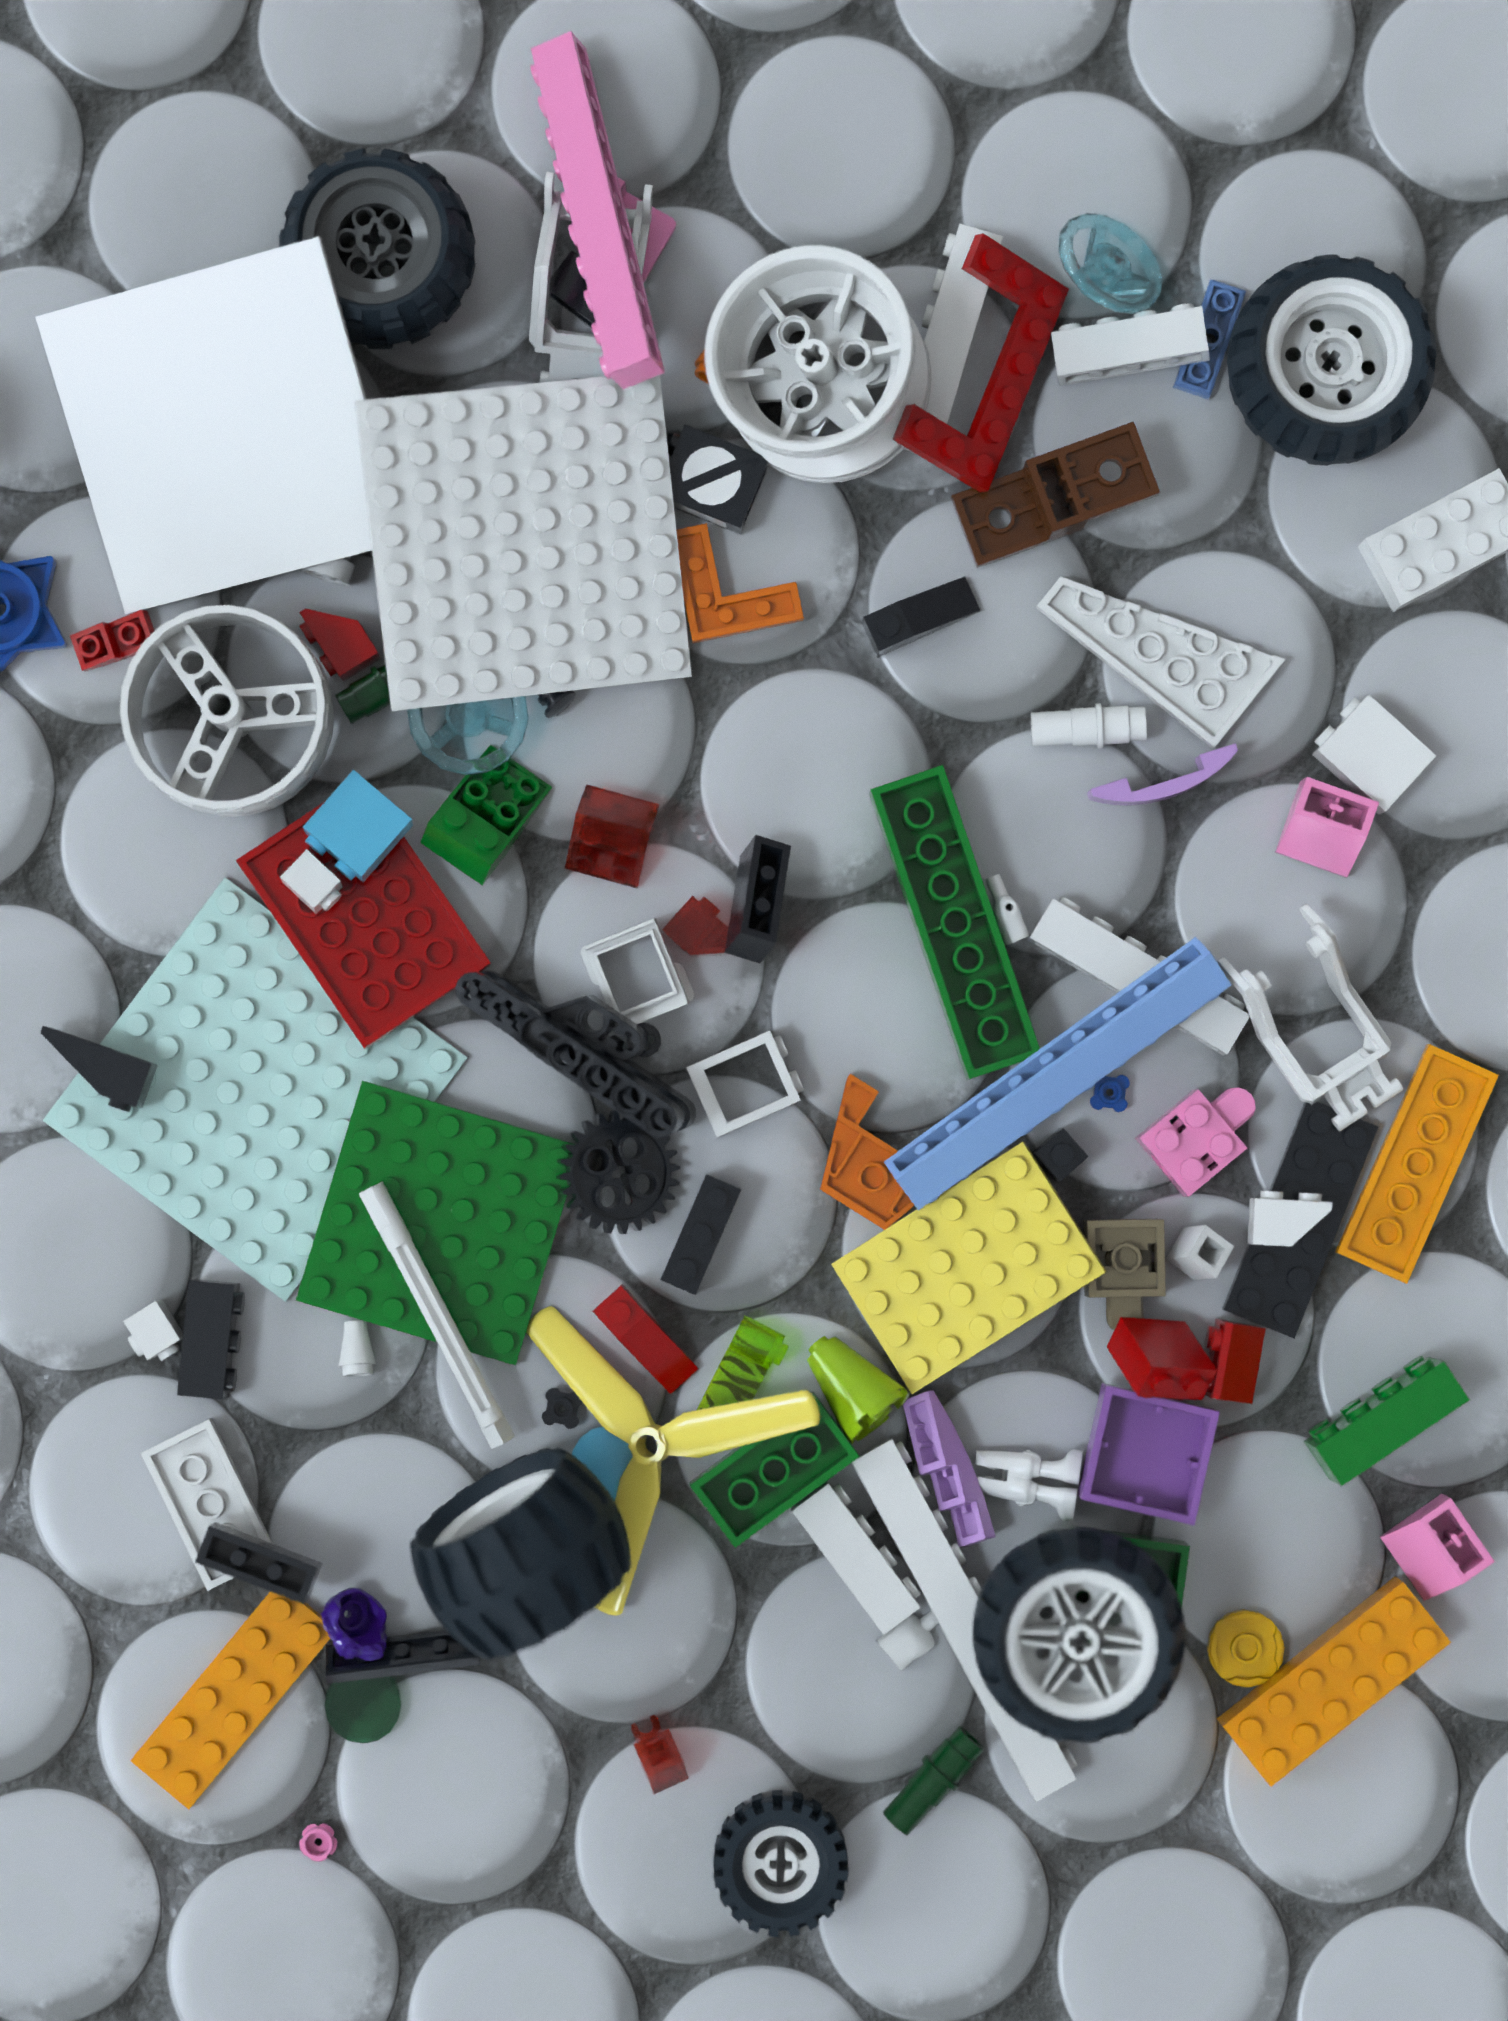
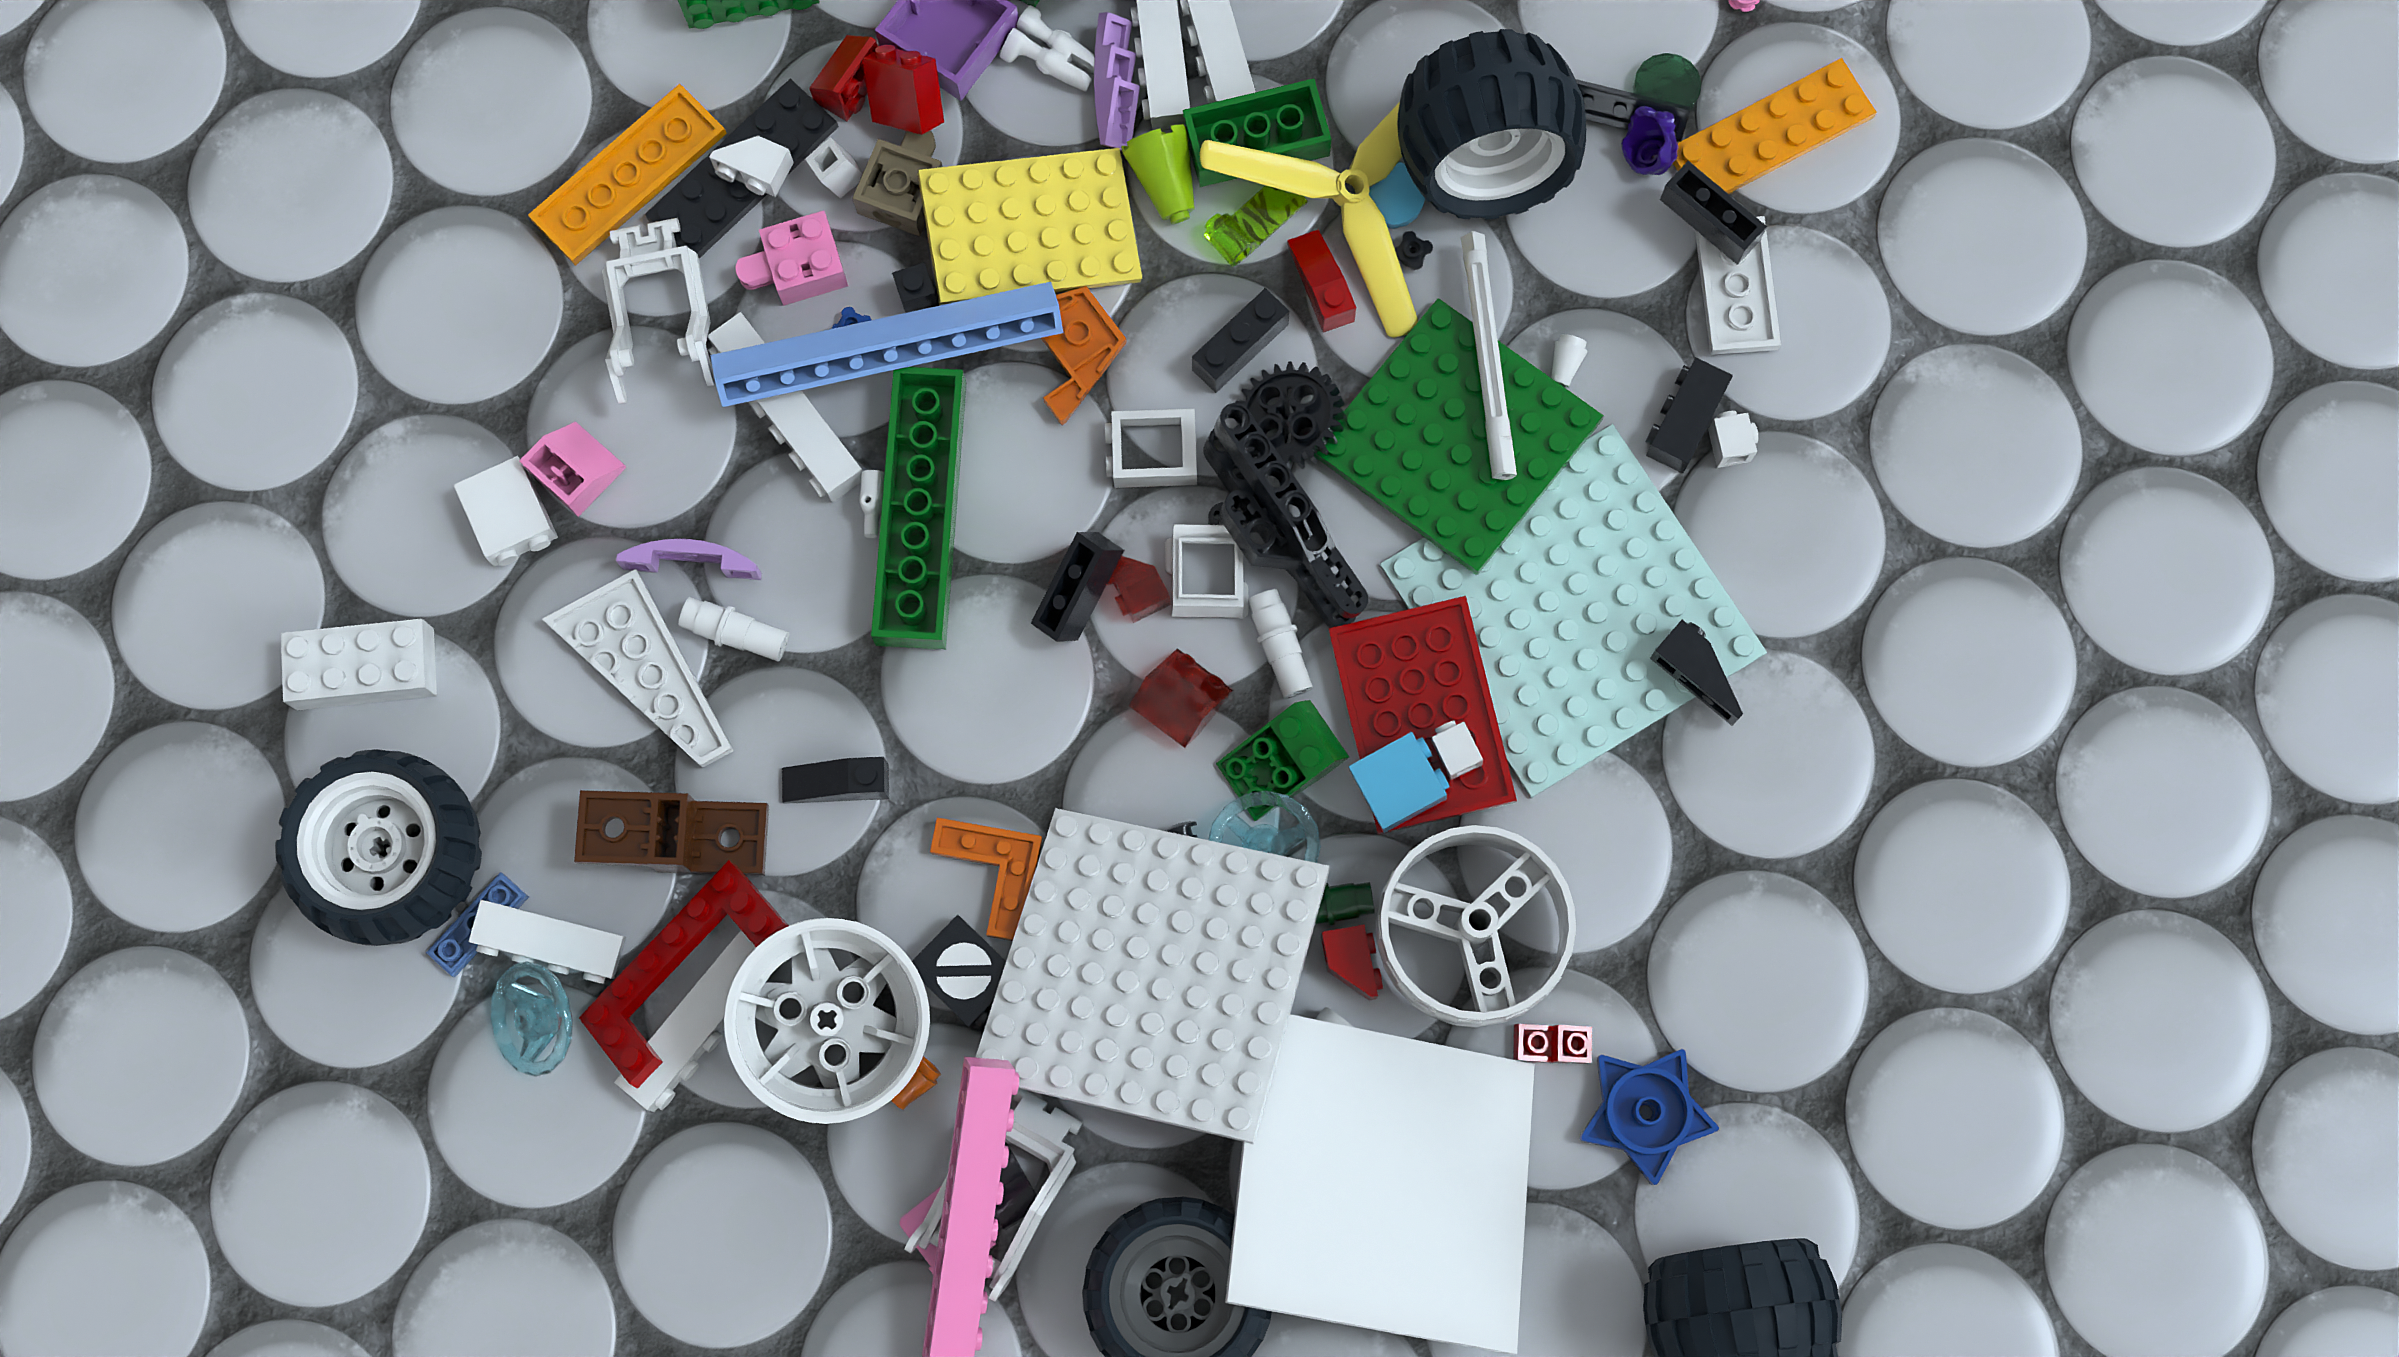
camera: 155 degrees left, 10 degrees down
(534, 930) = (1280, 643): none -> white piece

